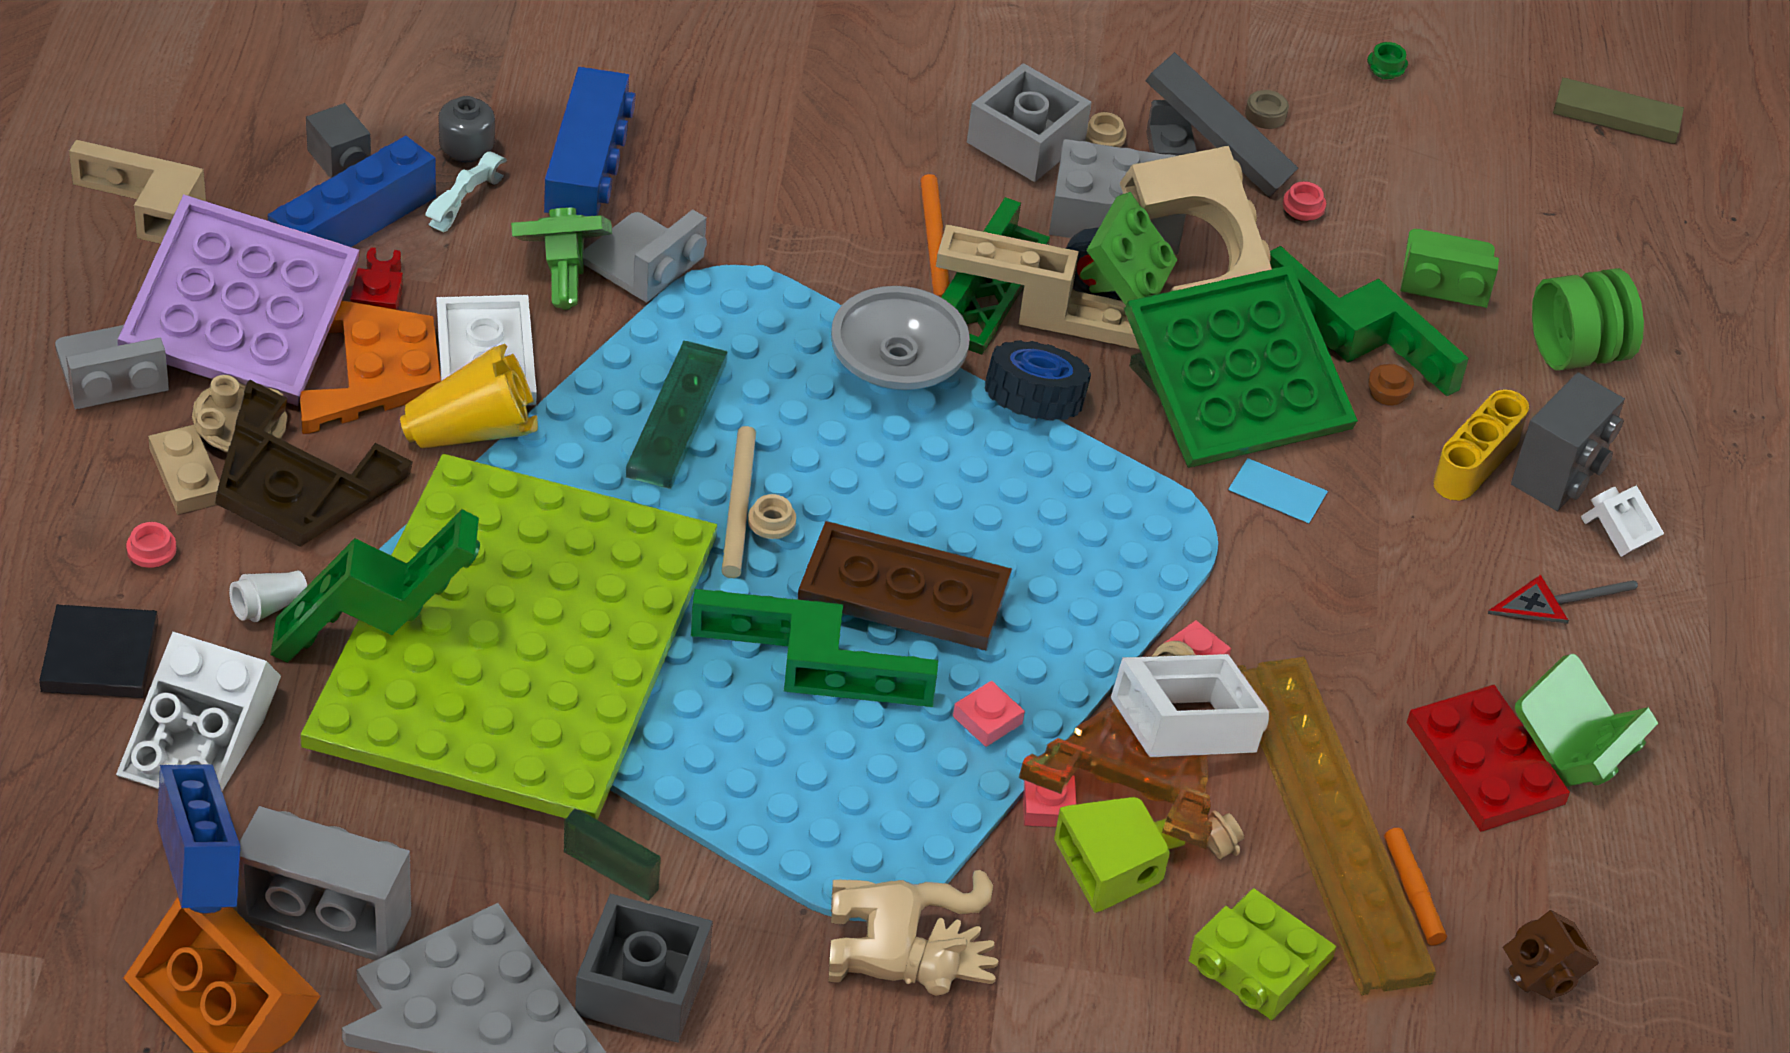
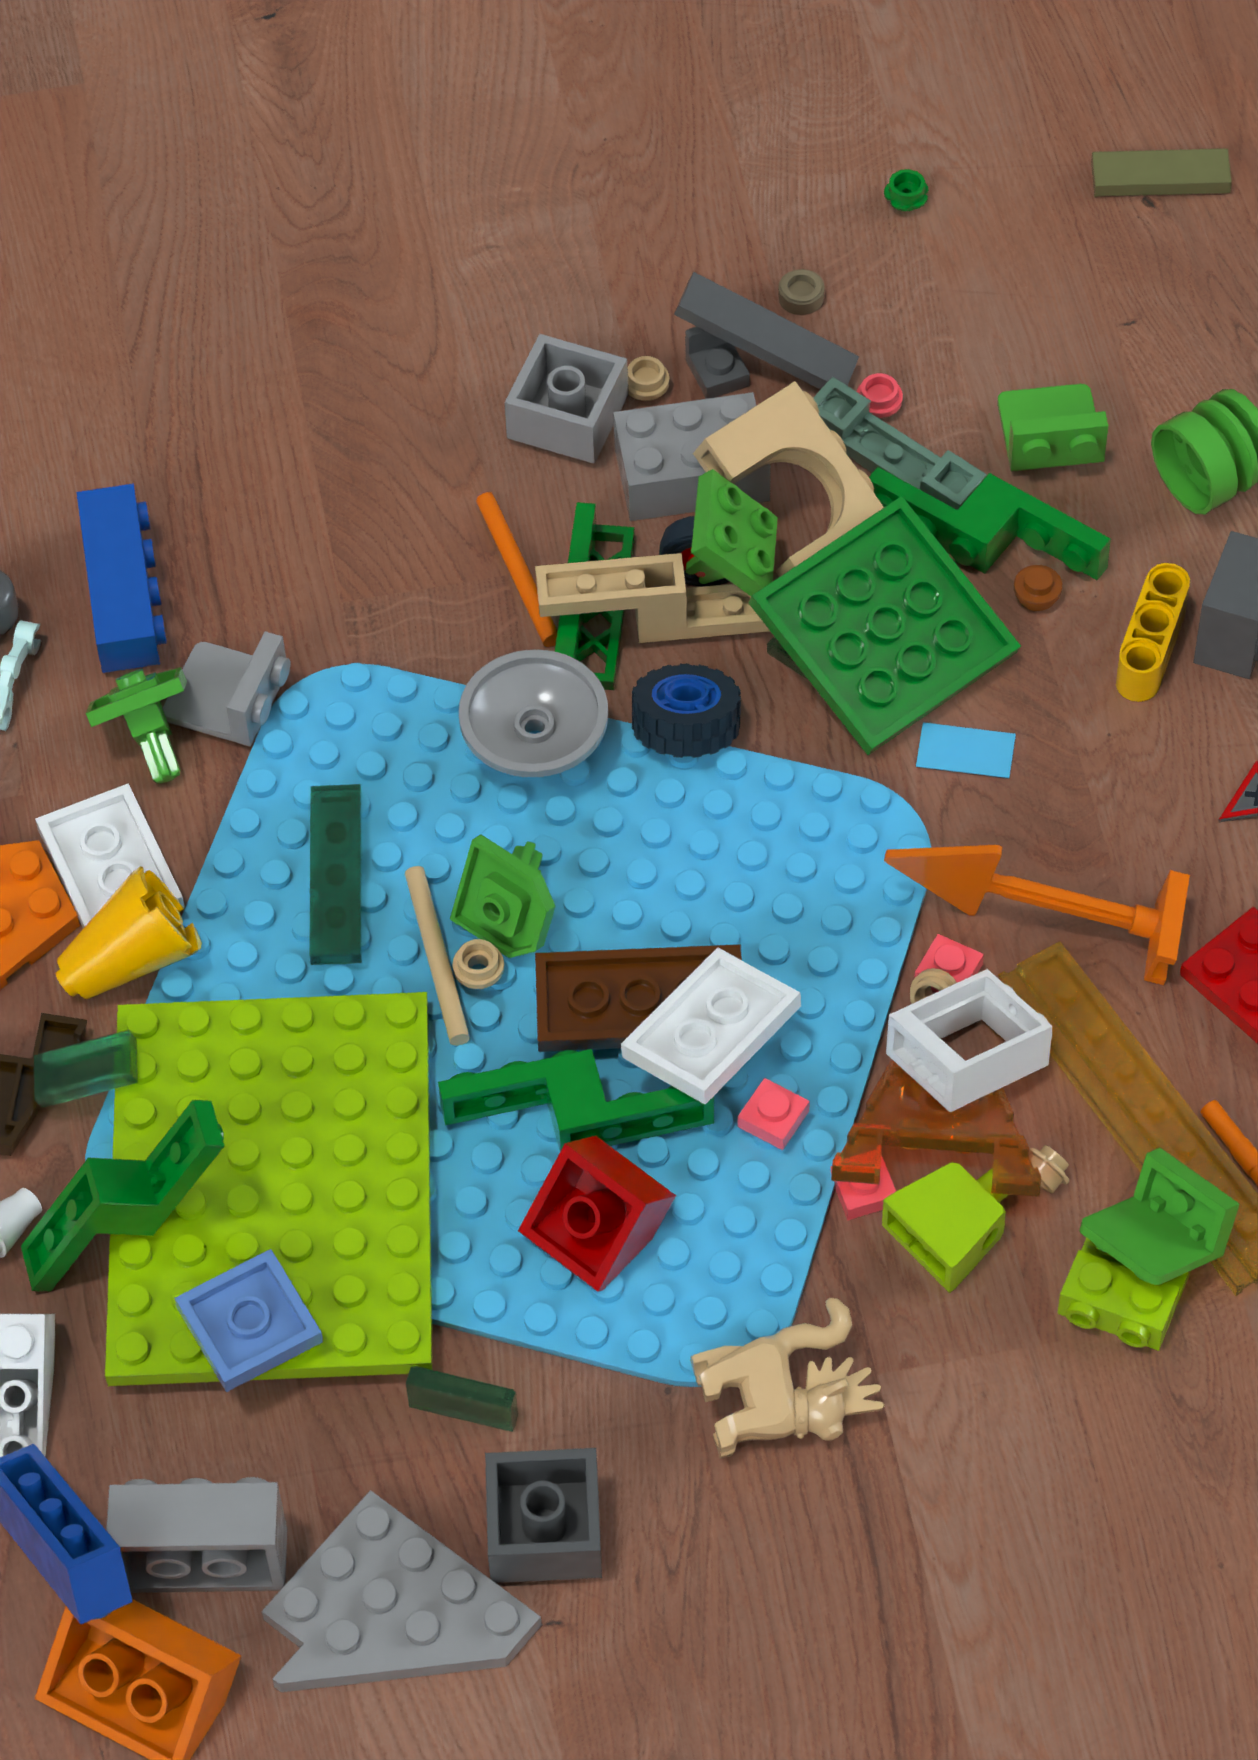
camera: 10 degrees left, 10 degrees up
(391, 490) = (85, 1068): none -> clear green tile
(444, 722) = (248, 1320): none -> medium blue plate
(794, 737) = (595, 1211): none -> red slope
(814, 466) = (504, 897): none -> bright green piece
(957, 616) = (711, 1025): none -> white plate
(1234, 572) = (967, 873): none -> orange piece
(1283, 228) = (878, 444): none -> sand green slope
(1322, 909) = (1168, 1224): none -> bright green bracket

